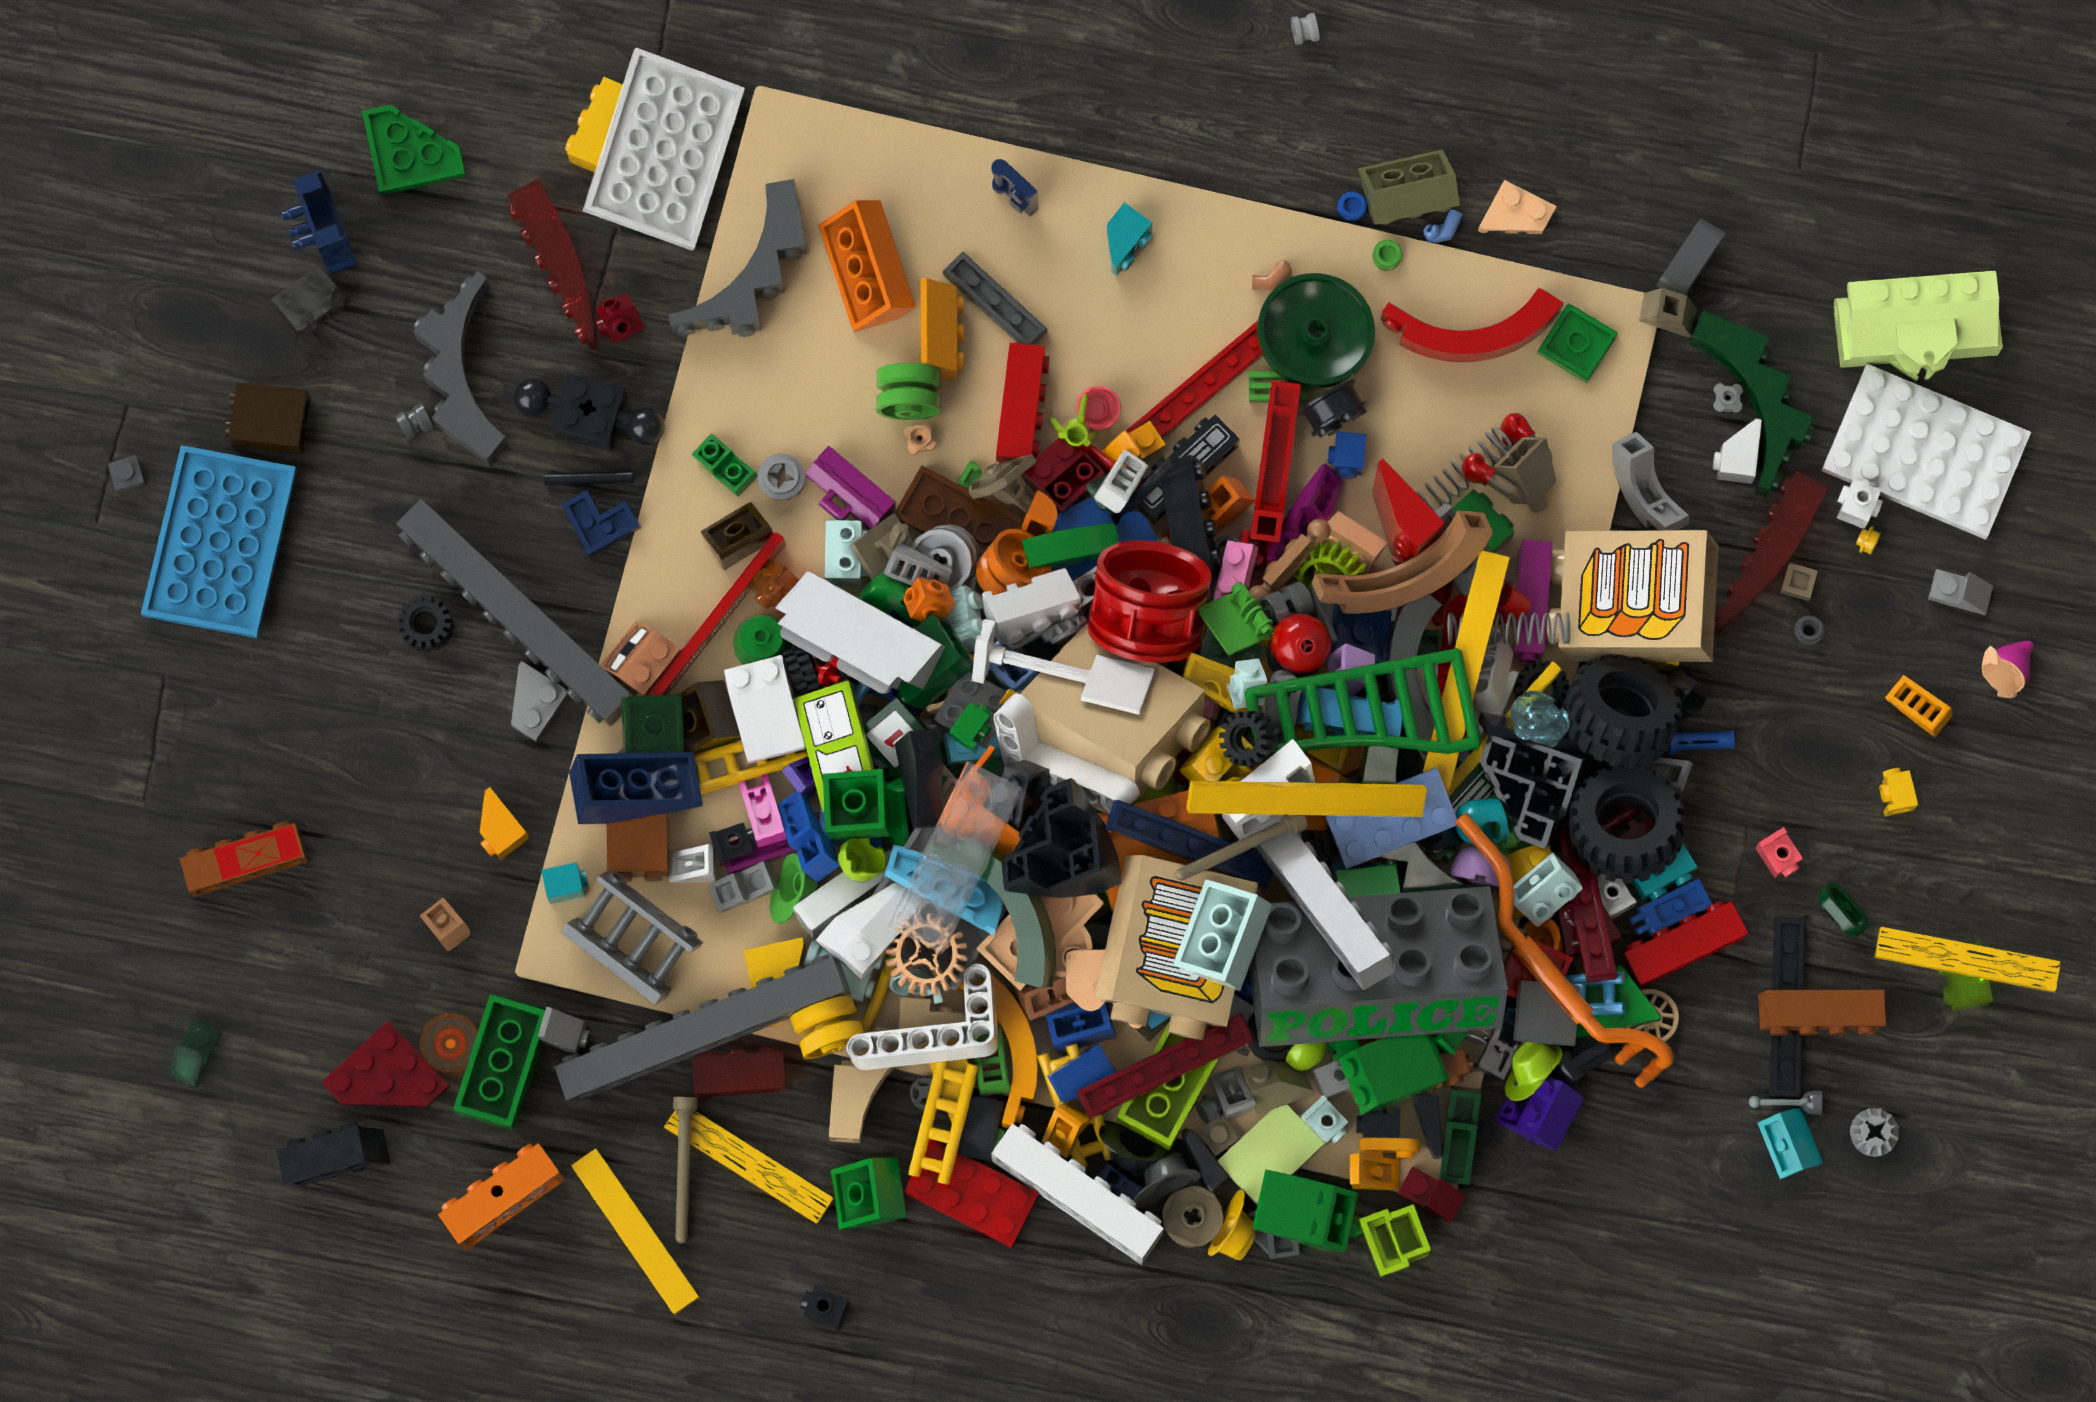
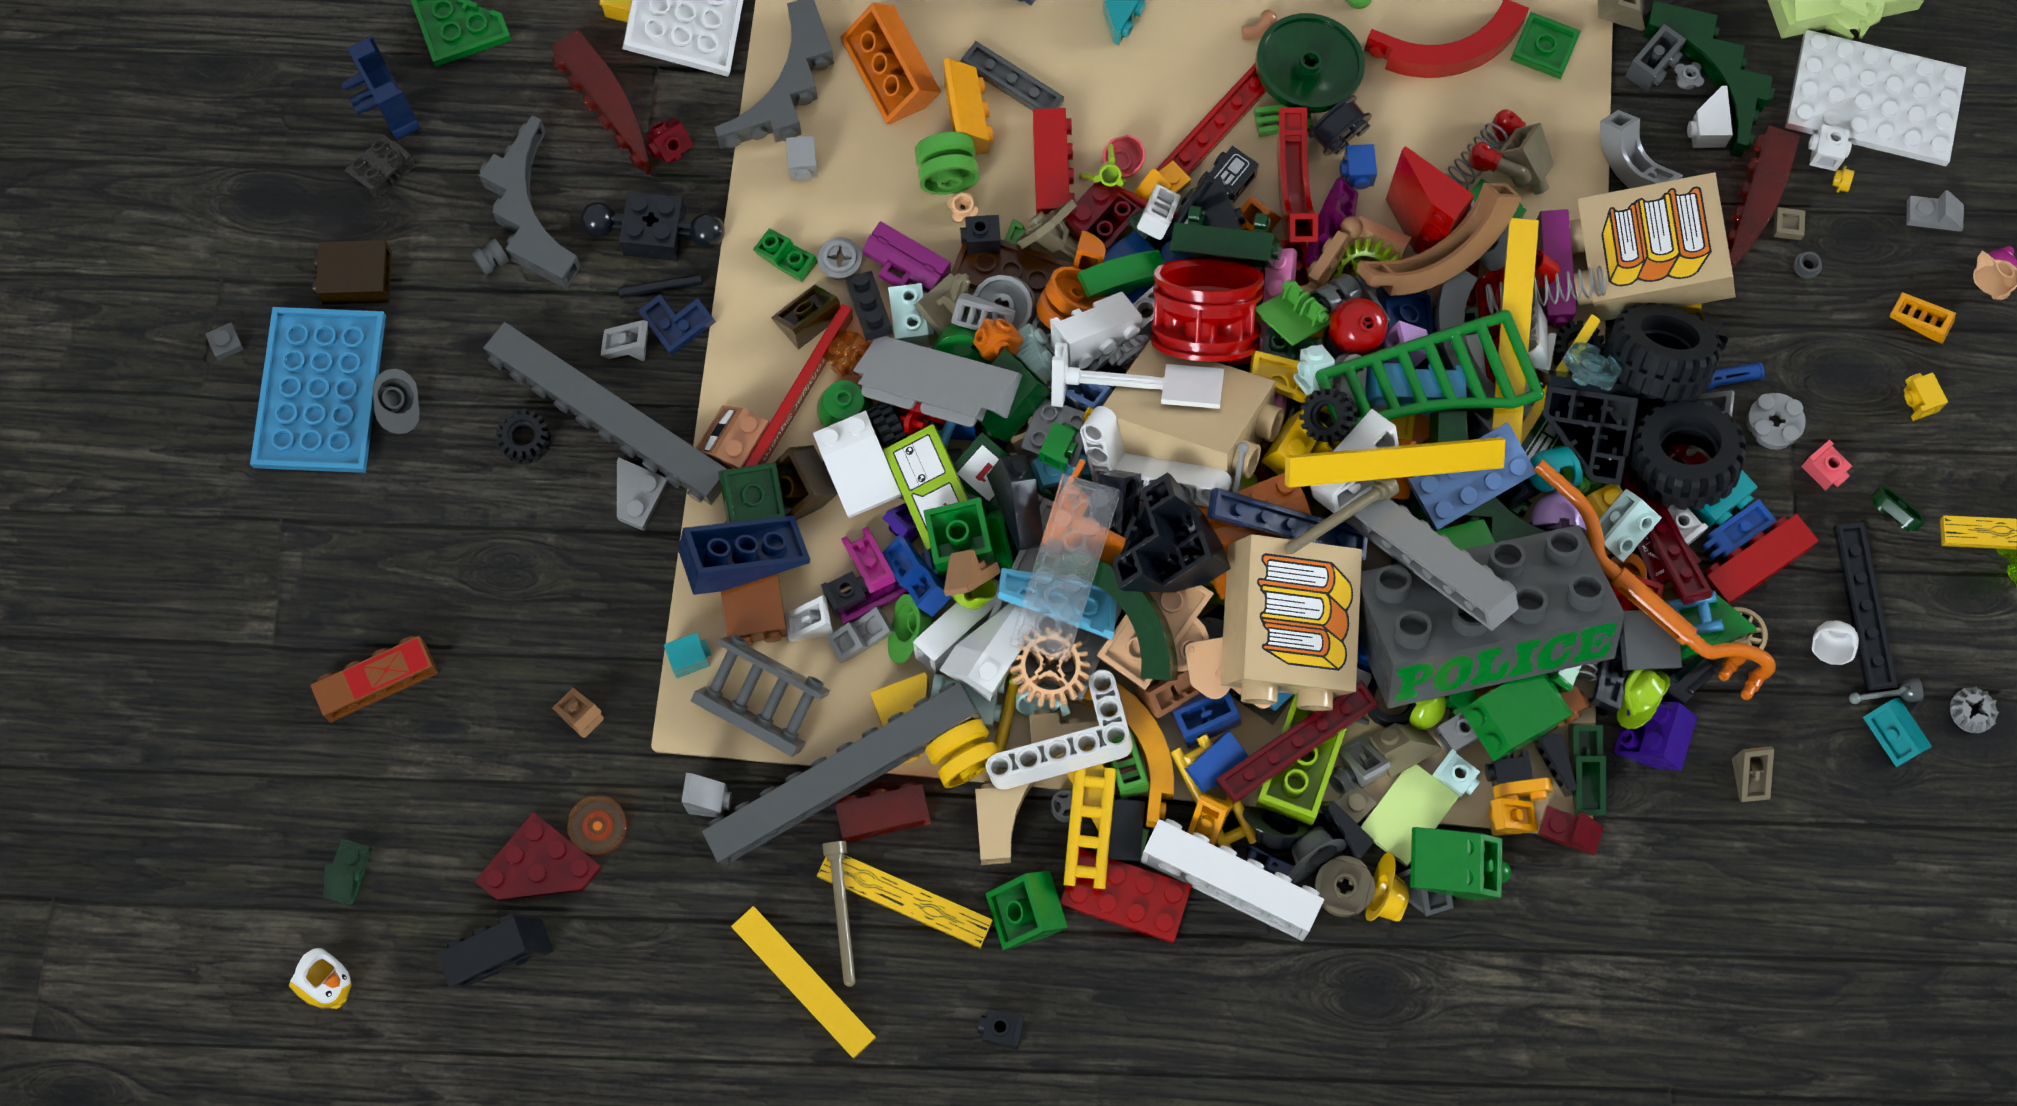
camera: 10 degrees left, 5 degrees down
(159, 1160) = (321, 980): none -> piece
(298, 569) = (396, 401): none -> dark grey piece
(483, 1211) = (665, 966): orange brick -> none
(499, 827) = (618, 613): light orange slope -> none
(501, 1063) = (649, 836): green brick -> none
(543, 536) = (626, 340): none -> light grey slope
(734, 774) = (837, 532): yellow bar -> none
(756, 361) = (802, 158): none -> light grey brick
(803, 536) = (869, 305): none -> black plate
(857, 847) = (967, 572): none -> medium nougat slope
(932, 476) = (981, 234): none -> black brick
(1154, 761) = (1242, 448): none -> light grey hinge
(1182, 532) = (1228, 244): none -> dark green brick
(1223, 934) = (1339, 600): light aqua slope -> none
(1394, 1239) = (1546, 877): lime plate -> none
(1631, 1165) = (1754, 773): none -> dark tan slope
(1692, 375) = (1655, 58): none -> dark grey brick
(1722, 803) = (1784, 407): none -> light grey plate
(1744, 1041) = (1835, 642): none -> white hair
(1822, 1010) = (1903, 602): dark orange brick -> none

